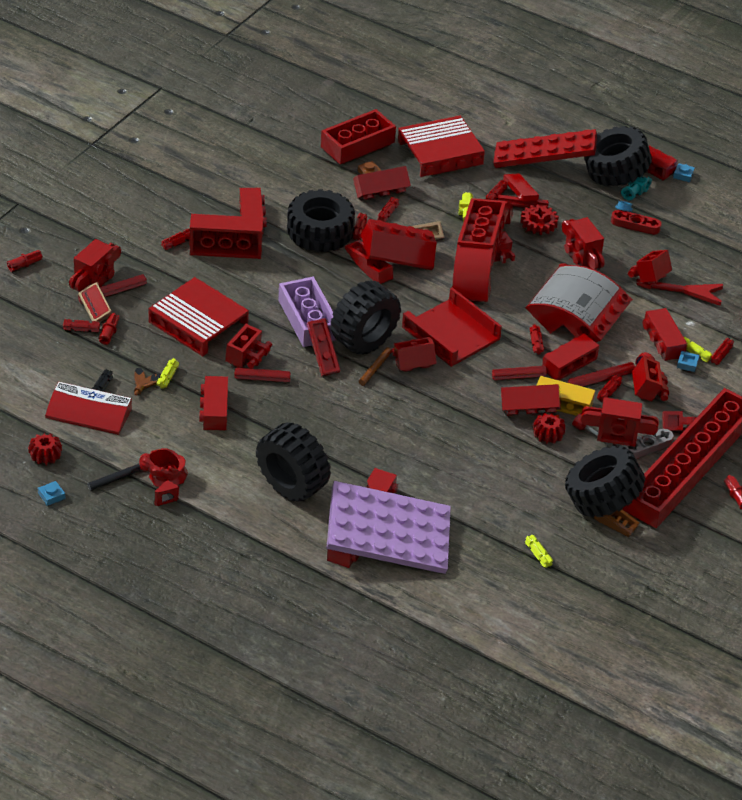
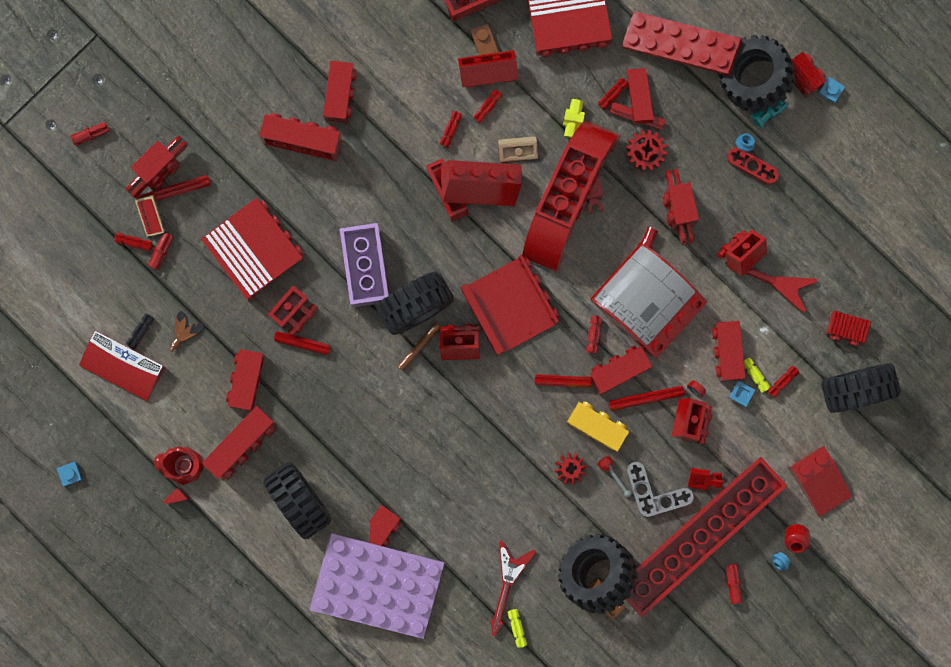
camera: 15 degrees right, 40 degrees up
(45, 448) = (77, 415): red gear -> none
(114, 476) = (139, 459): black bar -> none
(167, 373) = (208, 326): neon yellow axle -> none
(176, 239) = (251, 122): red axle -> none
(221, 441) = (239, 444): none -> red brick
(320, 220) = (402, 100): black tyre -> none
(323, 347) = (367, 324): red tile -> none
(516, 511) = (510, 571): none -> piece
(531, 399) = (560, 434): red brick -> none
(610, 387) = (651, 416): red axle -> none
(619, 421) = (638, 489): red brick -> none

